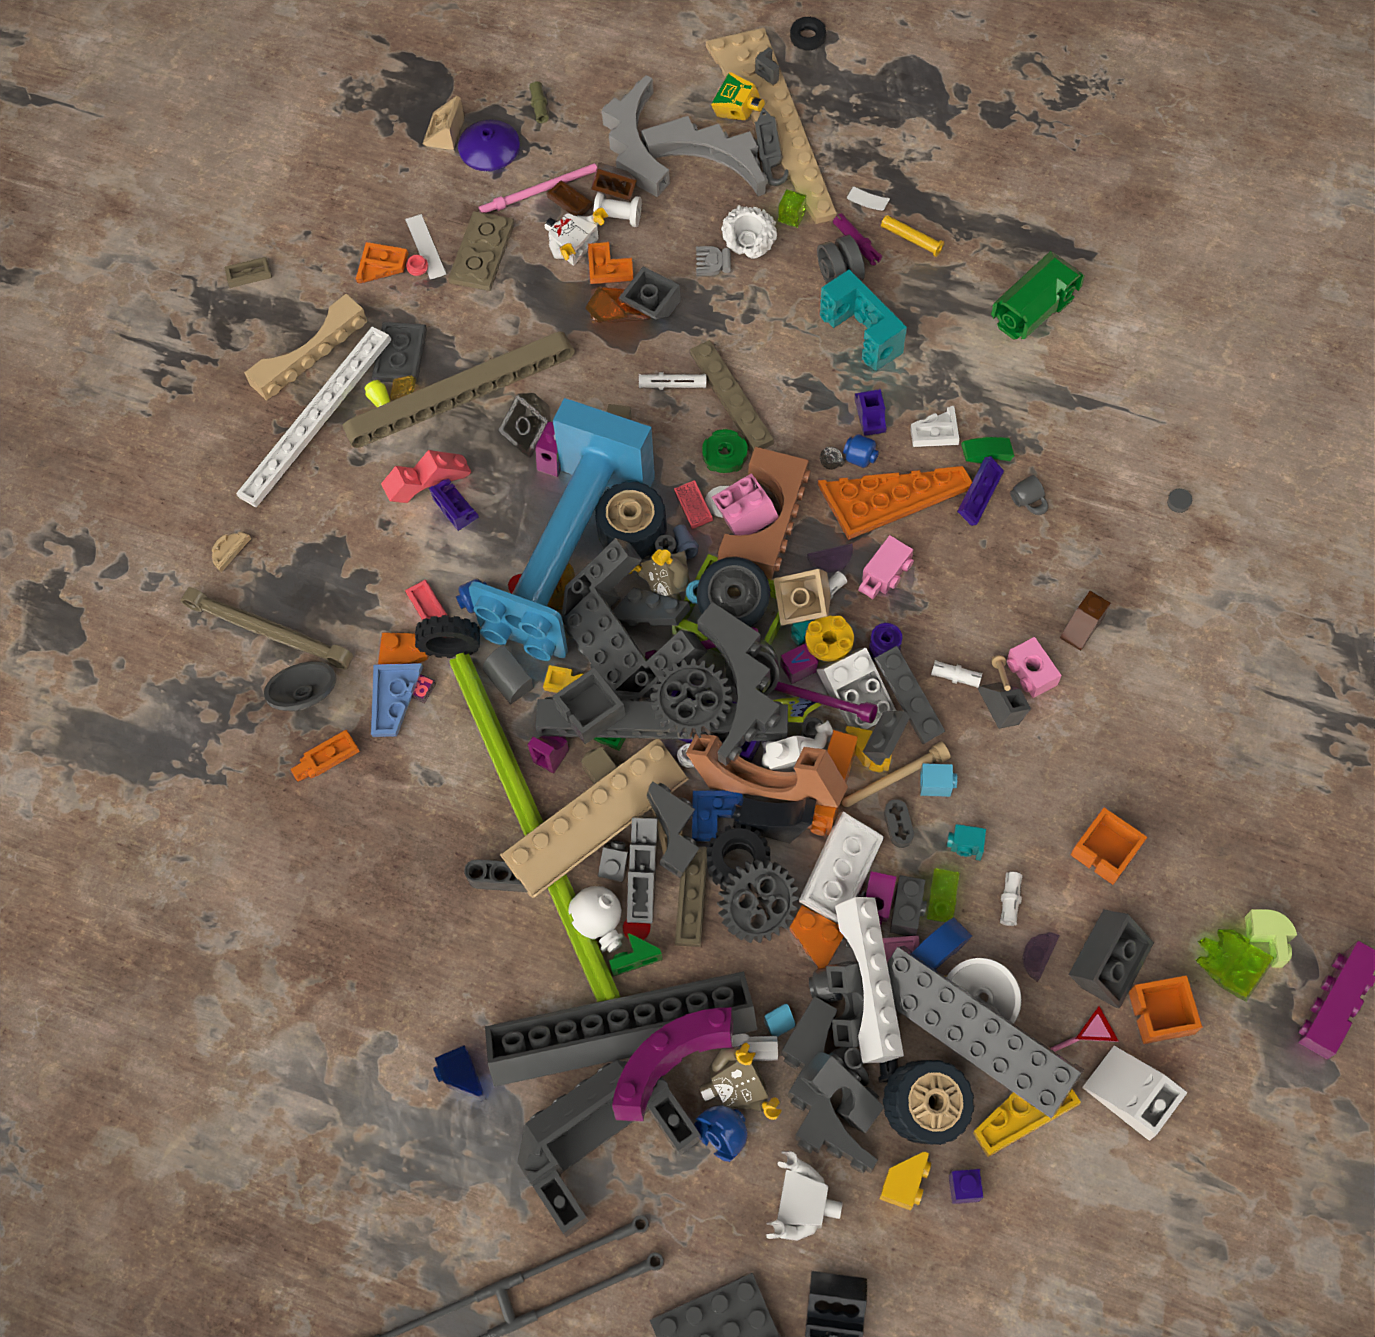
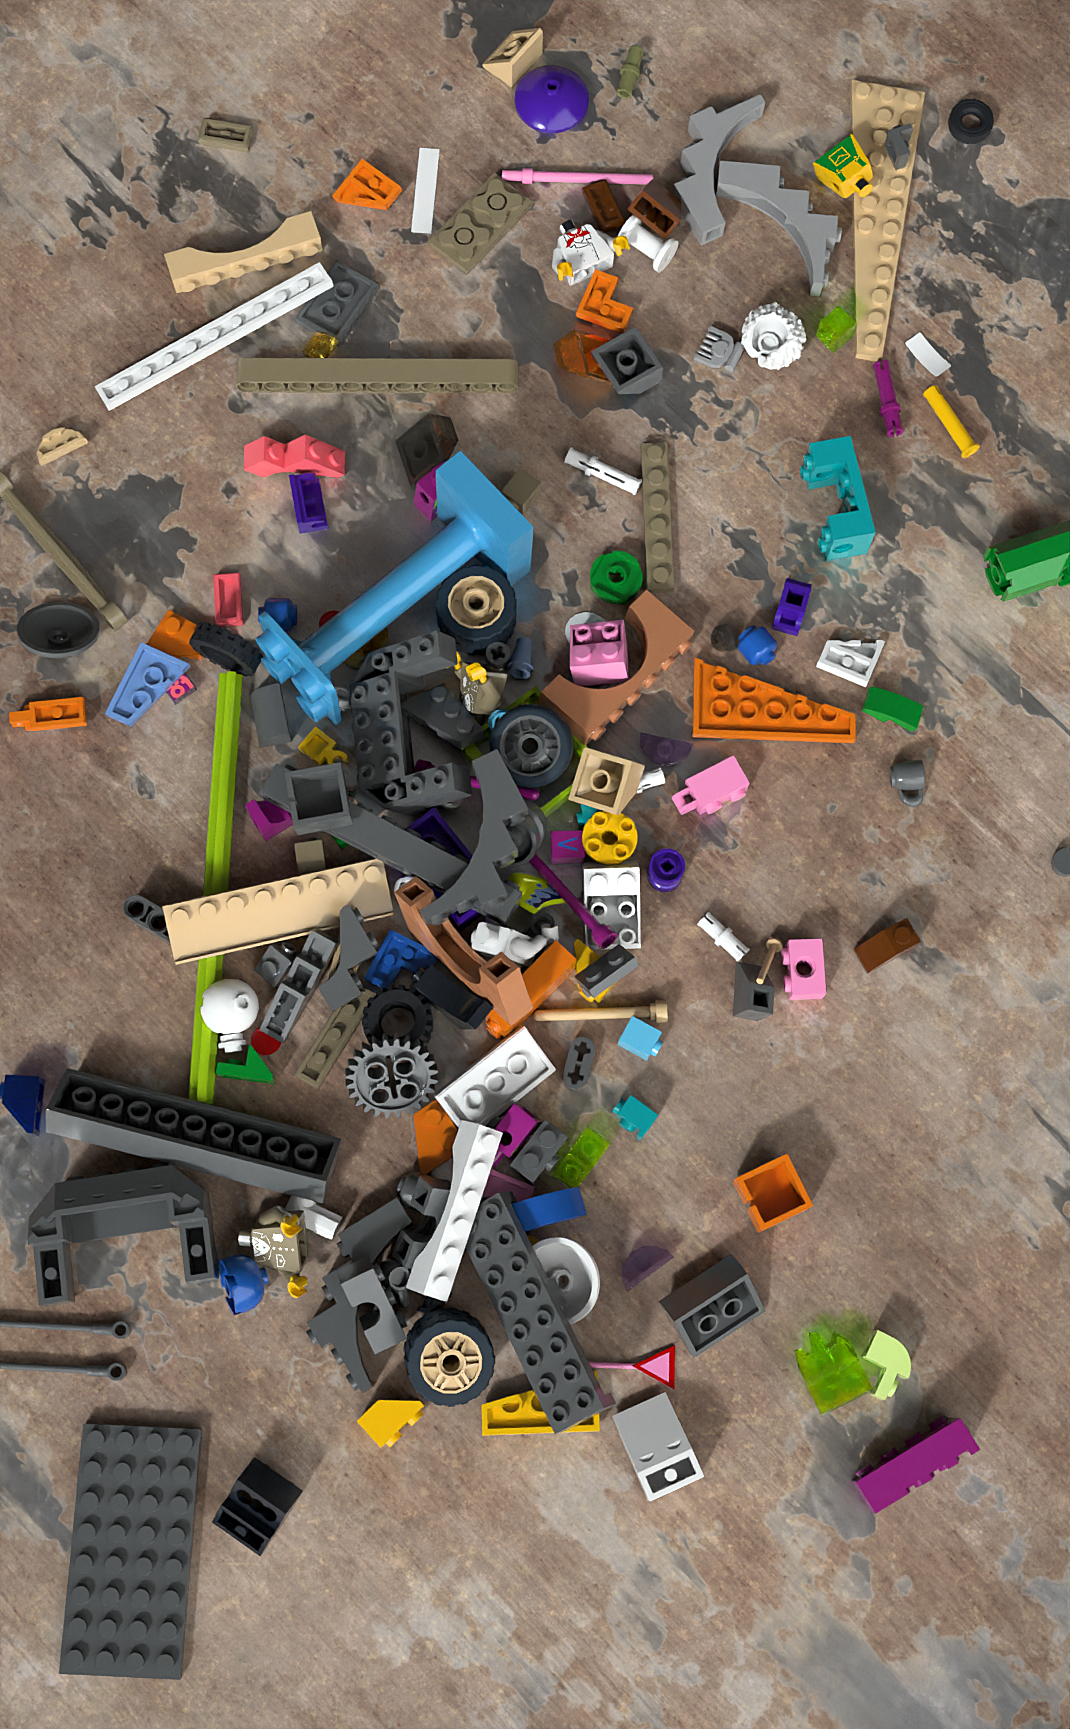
camera: 20 degrees right, 10 degrees up
(377, 393) = (290, 341): neon yellow cone -> none
(417, 265) = (404, 209): coral plate -> none
(663, 1051) = (213, 1184): magenta brick -> none
(693, 504) = (552, 621): coral tile -> none
(702, 716) = (426, 814): dark grey gear -> none
(769, 146) = (850, 243): dark grey plate -> none
(779, 1020) = (353, 1203): medium azure slope -> none
(802, 1201) = (280, 1388): white torso -> none
(840, 257) = (851, 419): dark grey wheel -> none
(909, 694) = (659, 937): dark grey plate -> none
(966, 1186) = (443, 1453): dark purple brick -> none
(980, 491) = (859, 750): dark purple tile -> none
(1011, 899) = (647, 1196): white pin -> none
(1165, 1009) = (733, 1384): orange piece -> none

